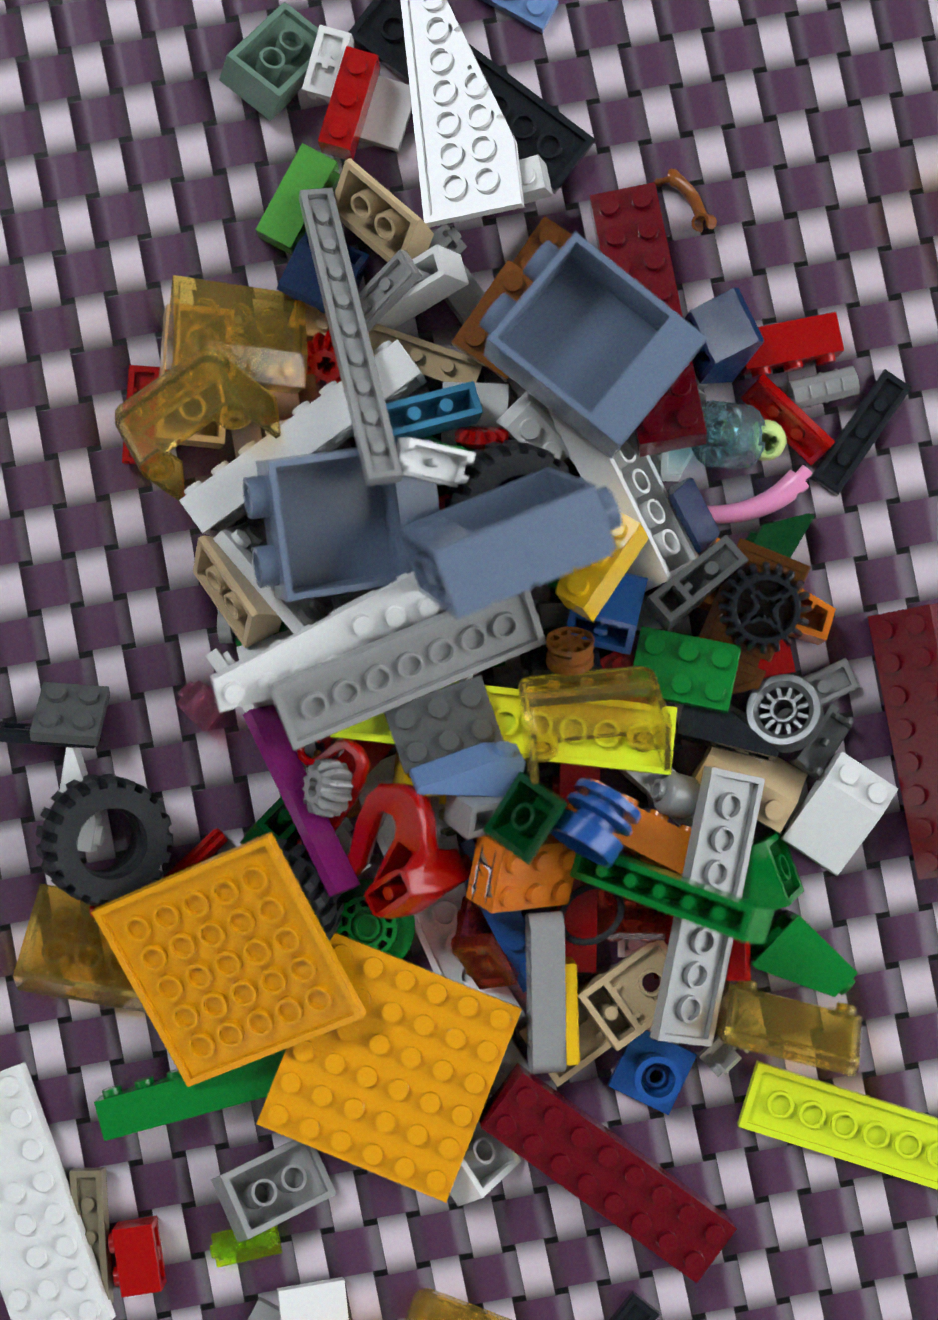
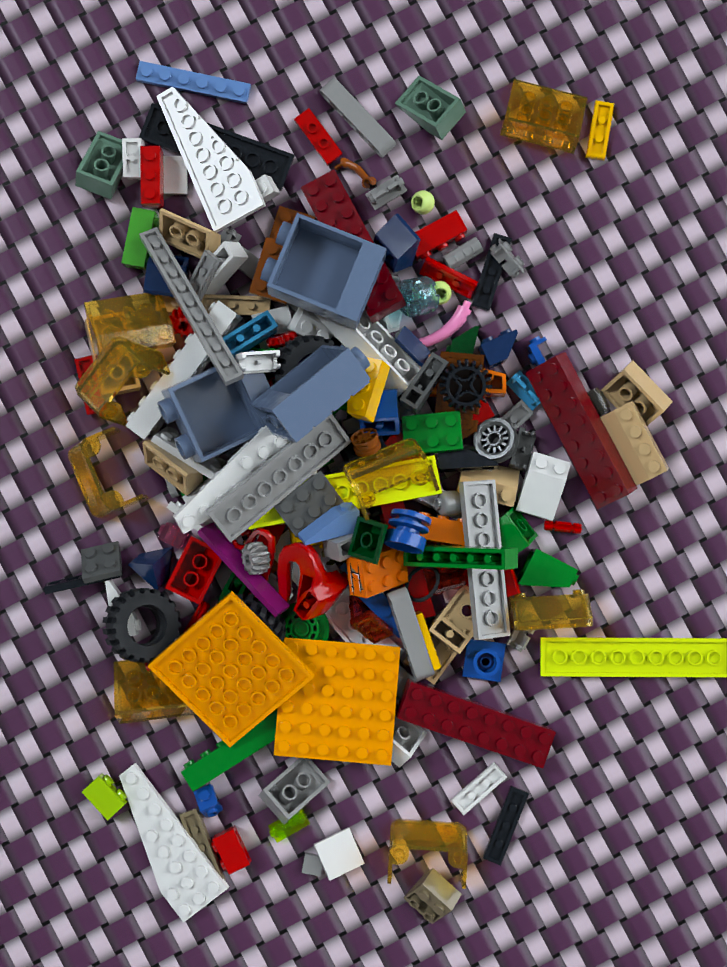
camera: 10 degrees left, 0 degrees up
(96, 613) = (99, 503): none -> clear yellow windscreen
(124, 1163) = (208, 801): none -> blue bracket
(154, 747) = (153, 566): none -> dark blue slope
(218, 775) = (194, 570): none -> red slope
(578, 1280) = (478, 788): none -> white tile
(643, 122) = (318, 136): none -> red plate
(718, 110) = (357, 117): none -> light grey beam
(727, 247) = (386, 192): none -> light grey hinge
(783, 282) = (422, 202): none -> yellowish green piece
(835, 563) = (497, 349): none -> dark blue slope
(845, 130) = (431, 107): none -> sand green slope
(850, 889) = (563, 526): none -> red axle
(855, 644) = (523, 389): none -> dark azure hinge
(892, 405) = (512, 264): none -> light grey hinge
(892, 591) = (535, 355): none -> blue bracket

